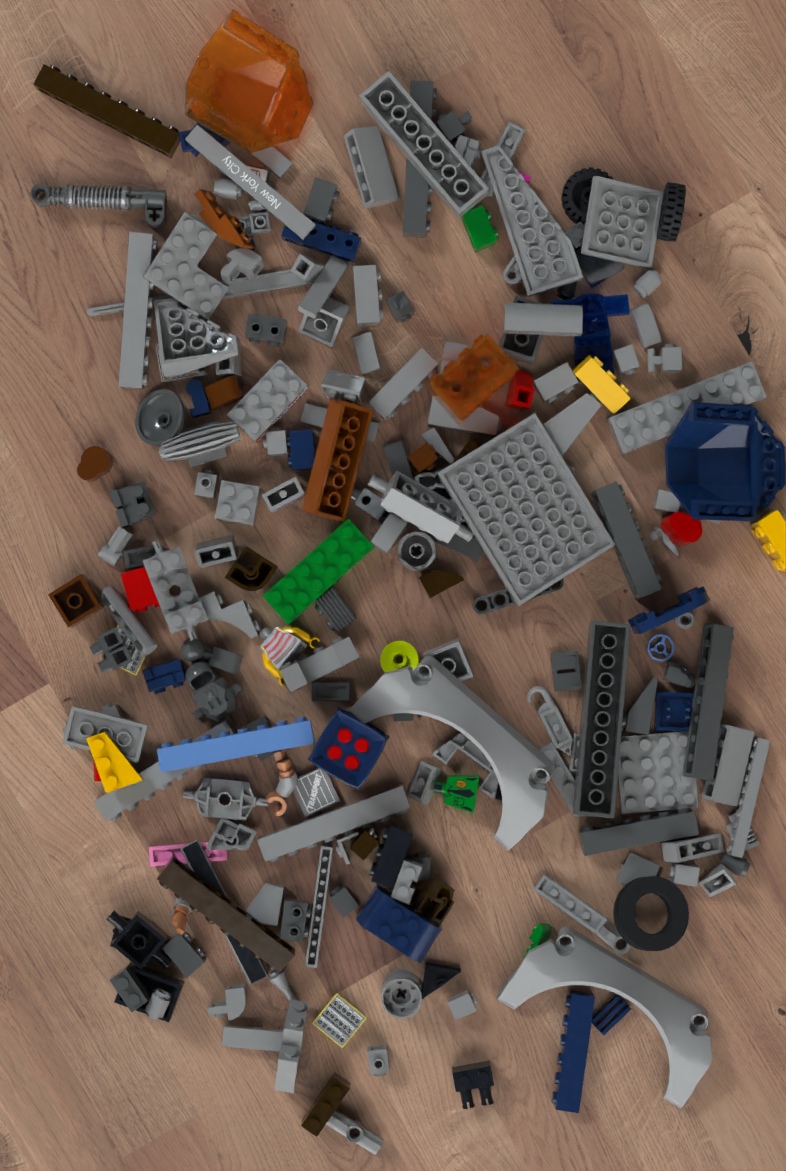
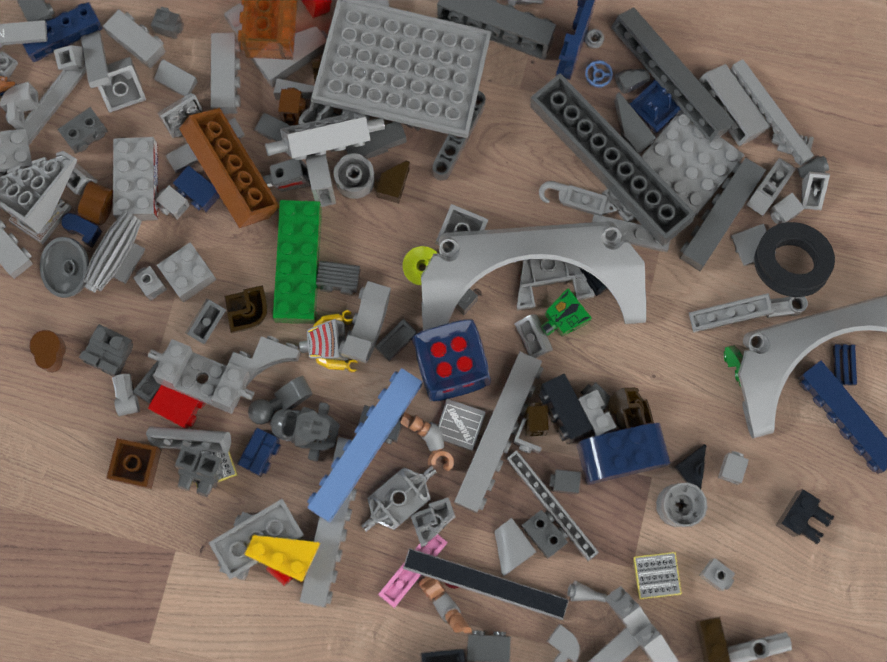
camera: 50 degrees left, 10 degrees down
(226, 914) = (489, 581): dark brown brick -> none
(283, 495) = (215, 232): light grey brick -> none
(562, 661) = (543, 148): dark grey piece -> none

